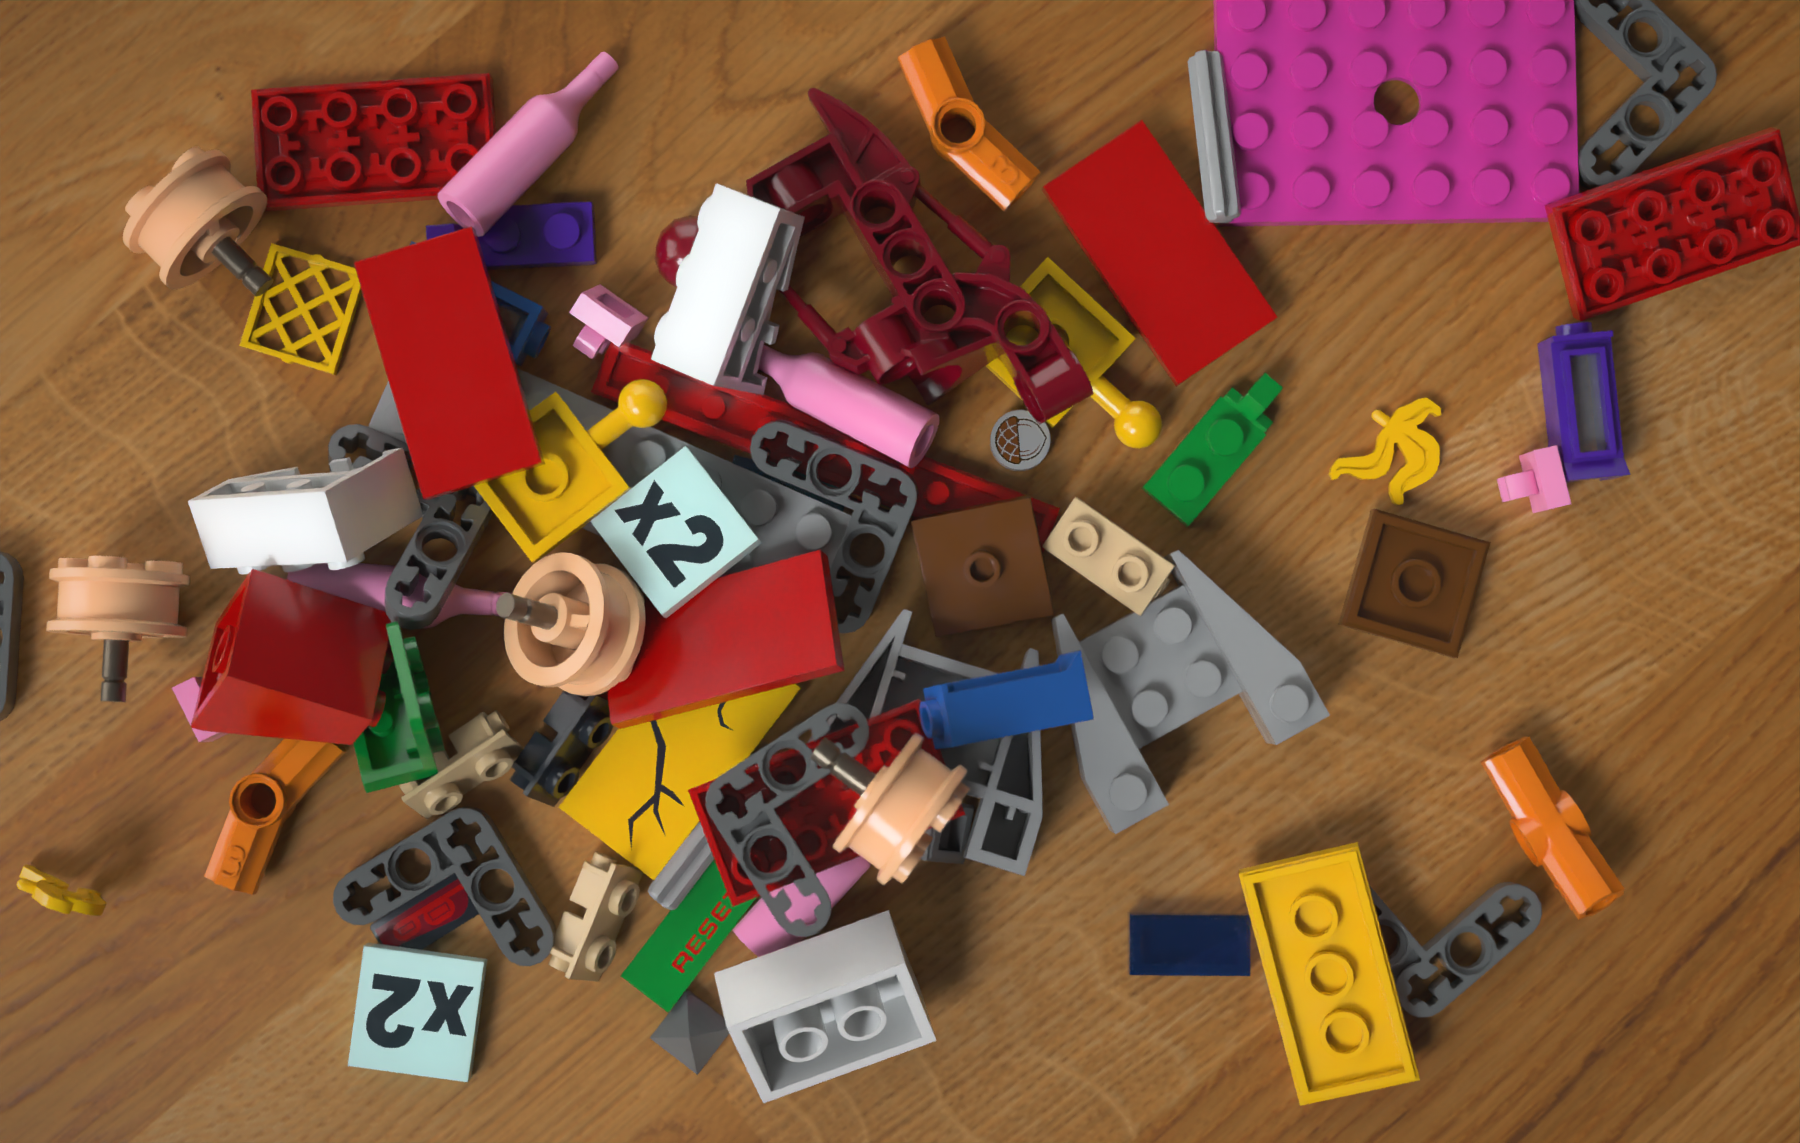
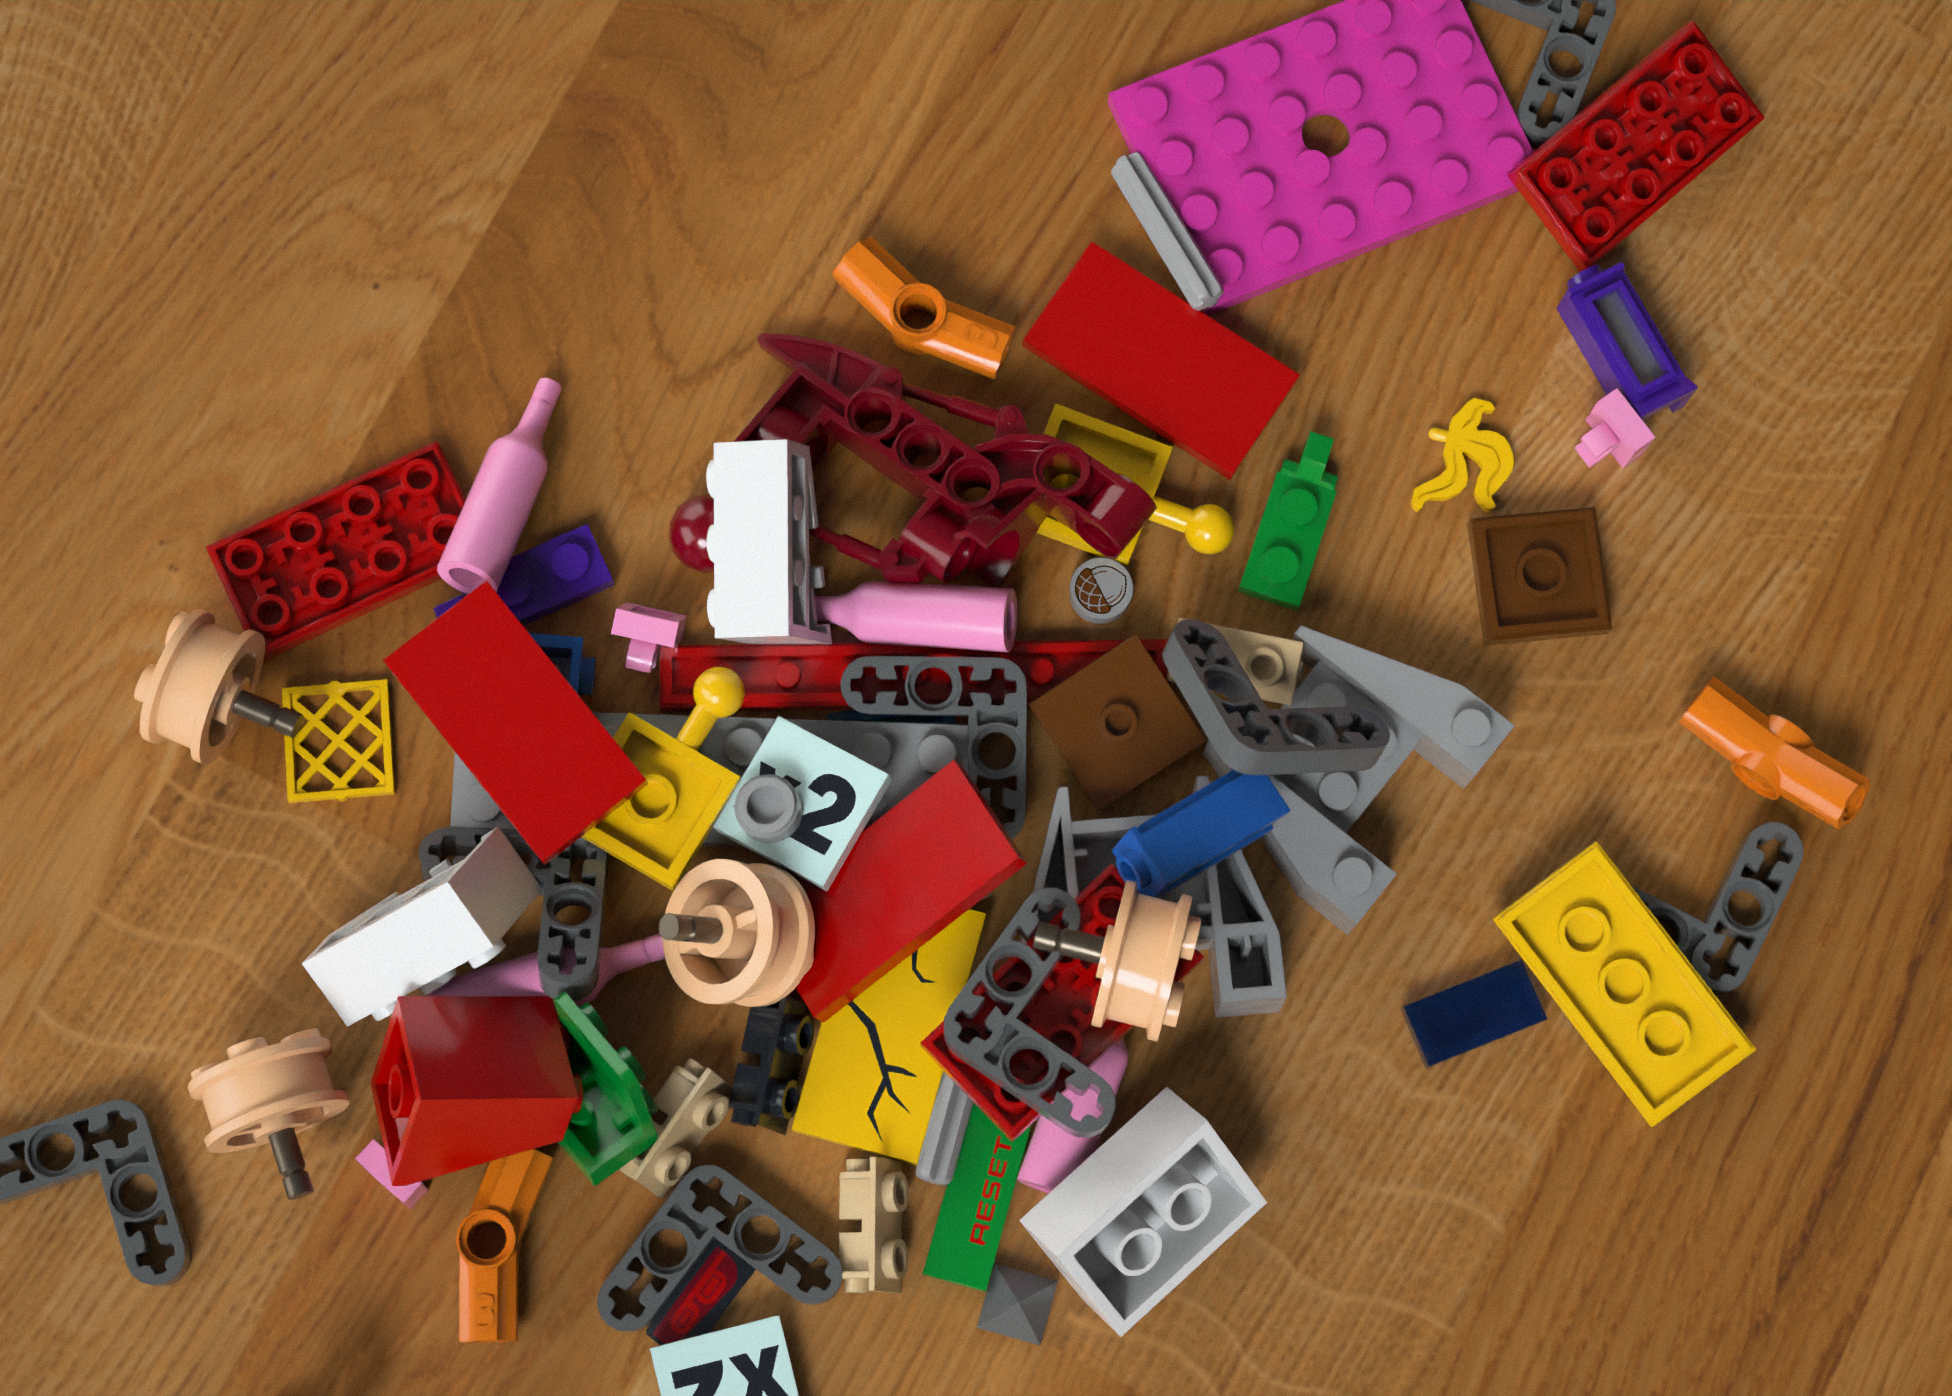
camera: 25 degrees left, 10 degrees down
(642, 527) = (768, 808): none -> light grey tile
(951, 842) = (1197, 1002): dark grey slope -> none
(1101, 636) = (1261, 738): none -> dark grey beam

